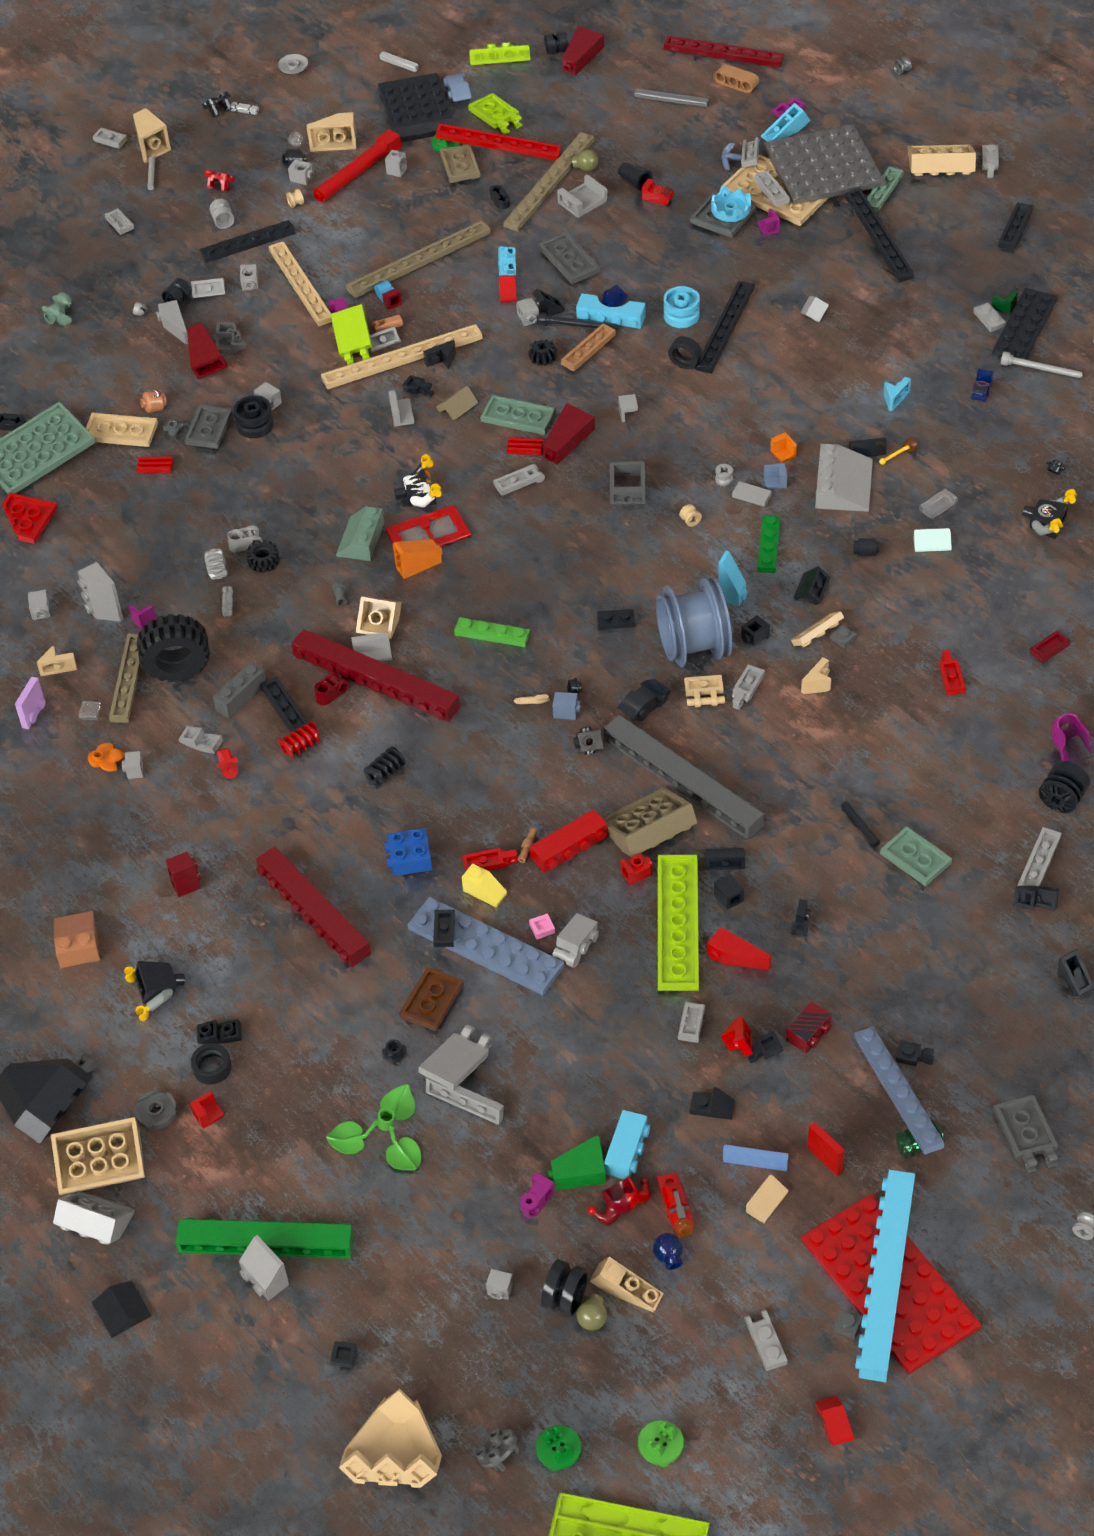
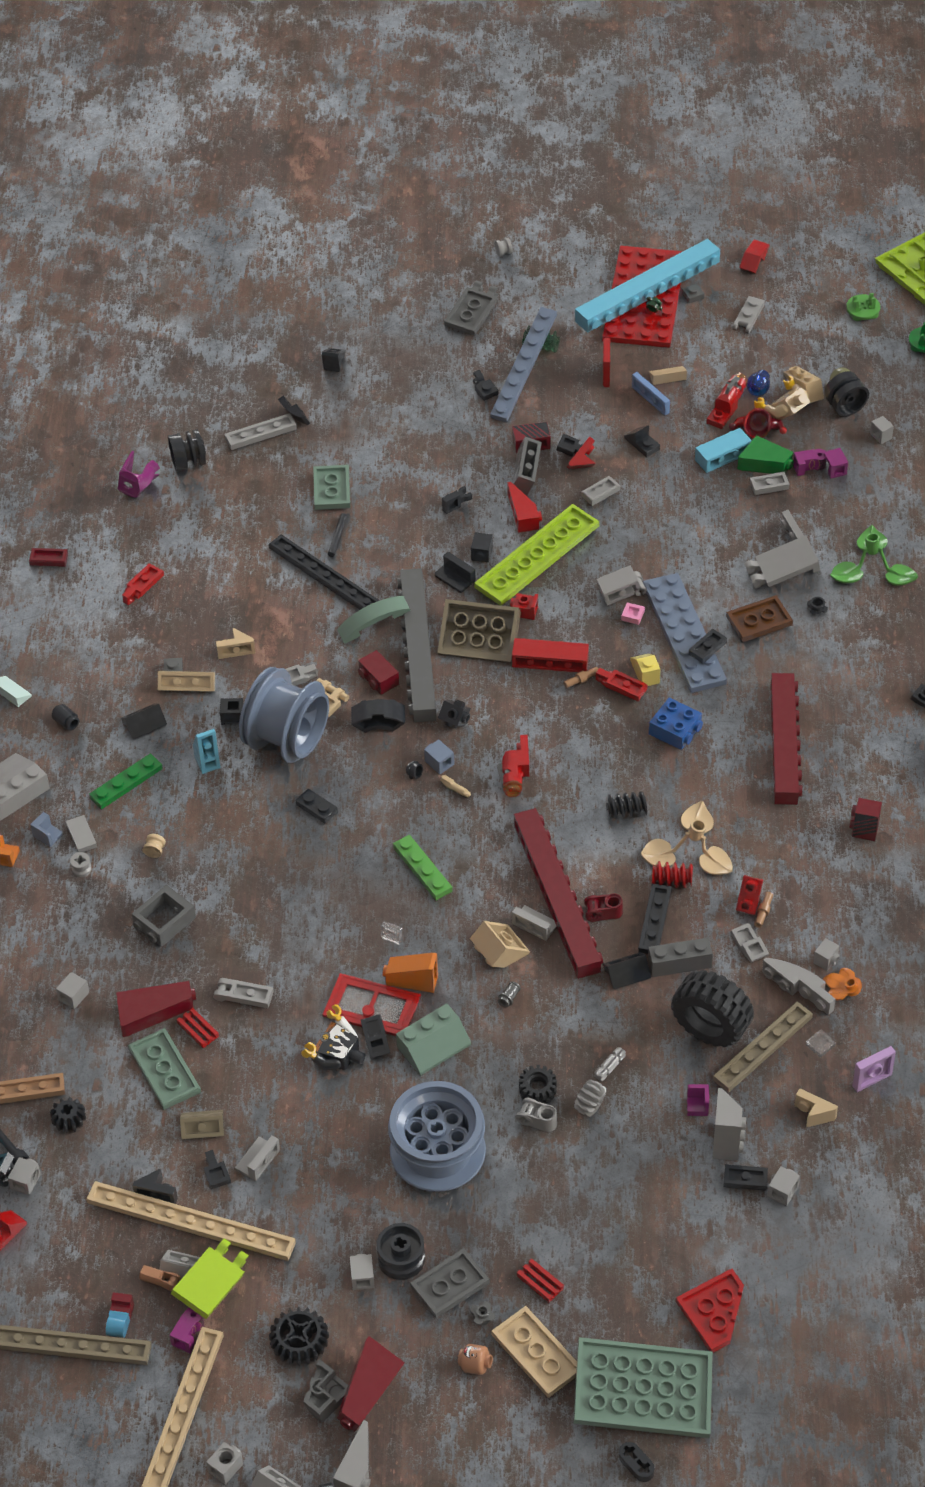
camera: 140 degrees left, 0 degrees up
(67, 596) = (745, 1177): none -> black plate
(141, 734) = (795, 978): none -> light grey slope
(211, 769) = (763, 909): none -> medium nougat bar
(271, 348) = (302, 1324): none -> black gear
(276, 661) = (628, 970): none -> black panel
(286, 465) = (442, 1115): none -> sand blue wheel
(324, 800) = (697, 822): none -> tan plant
(400, 513) = (375, 1036): none -> black slope
(461, 573) = (391, 932): none -> clear tile
(500, 738) = (514, 767): none -> red plate
(507, 1209) = (837, 463): none -> magenta panel
(550, 1143) = (769, 483): none -> light grey plate
(611, 1236) = (788, 403): none -> tan torso
(685, 734) = (378, 672): none -> dark red brick
(734, 765) = (370, 615): none -> sand green slope
(776, 988) = (526, 464): none -> dark grey brick
(824, 784) = (321, 572): none -> black tile
(856, 1253) = (653, 304): none -> dark green plate

